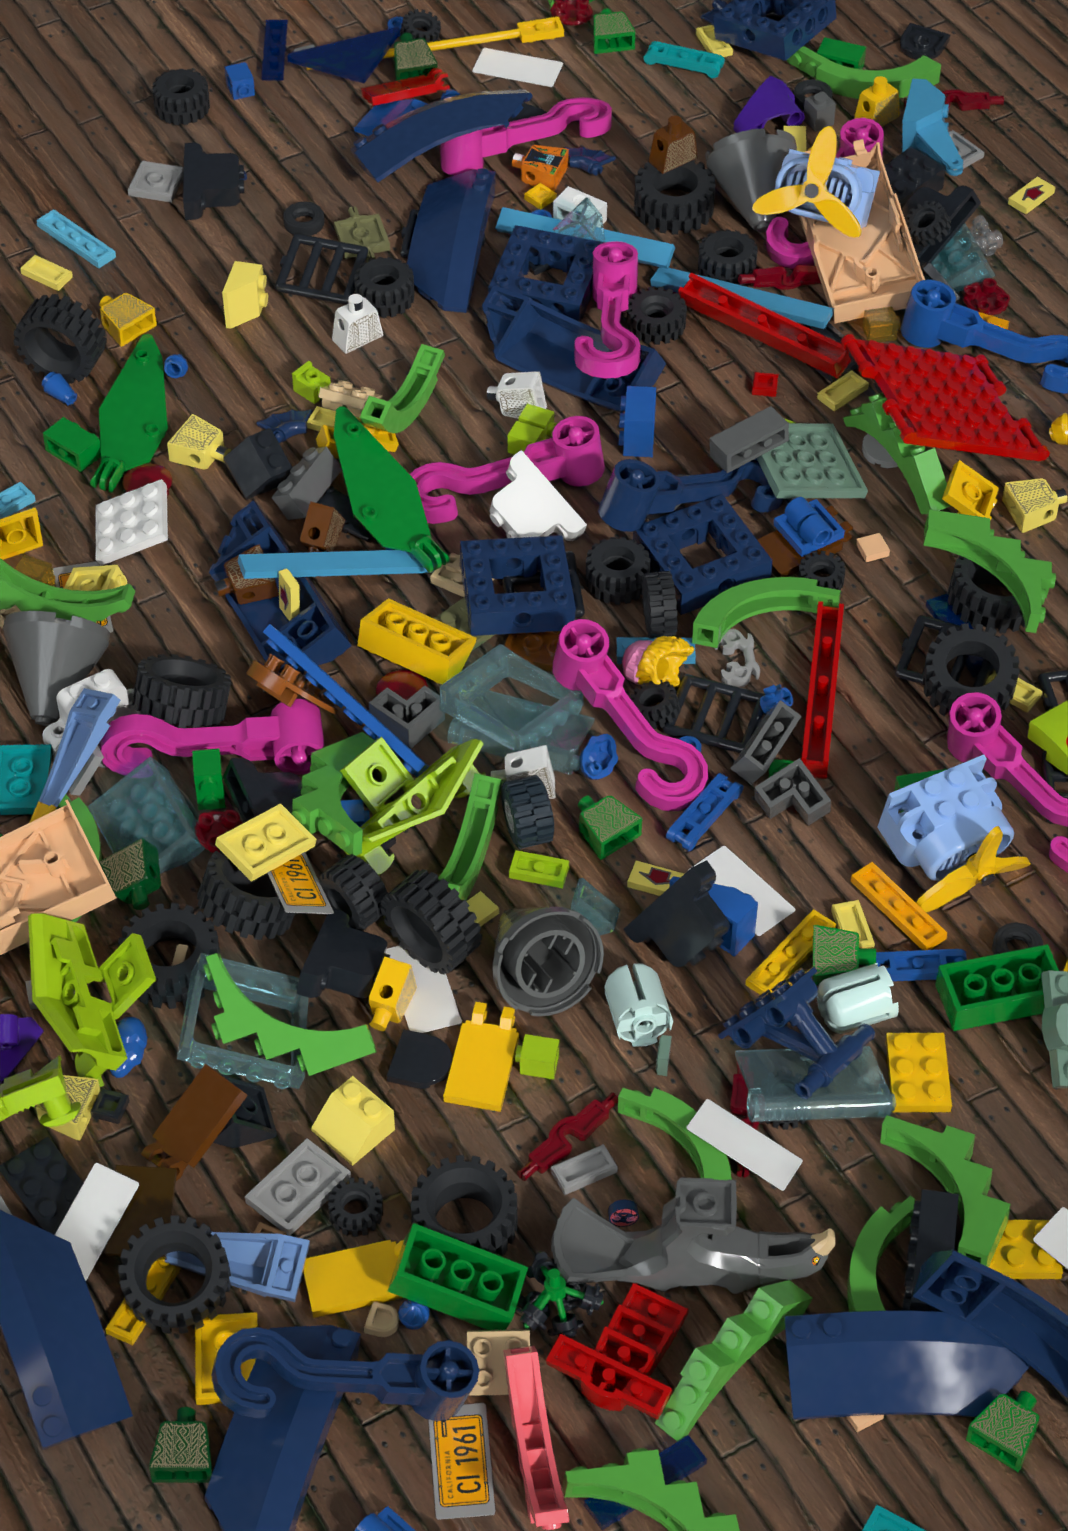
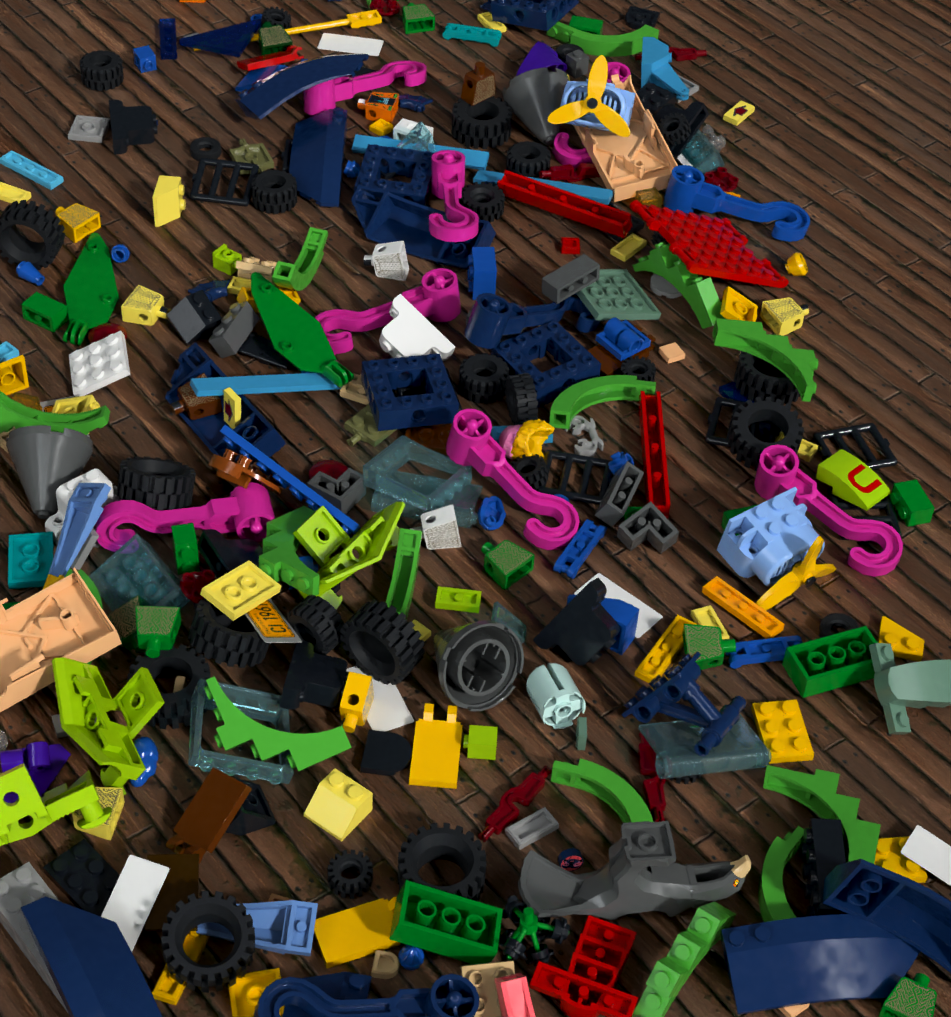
camera: 10 degrees left, 5 degrees down
(110, 1106) = (133, 810): black tile -> none
(159, 883) = (157, 628): none -> green torso
(297, 1187) = (299, 862): light grey plate -> none
(321, 528) = (250, 358): reddish brown torso -> none
(356, 324) = (256, 217): white torso -> none
(415, 641) = (335, 437): yellow slope -> none
(491, 257) = (352, 169): none -> blue plate
(527, 811) = (444, 555): black wheel -> none
(536, 427) = (401, 280): lime piece -> none
(651, 878) = (547, 601): light yellow tile -> none
(744, 1144) = (659, 797): white sticker -> none
(856, 998) = (728, 677): light aqua cylinder -> none
(879, 102) = (621, 52): yellow torso -> none

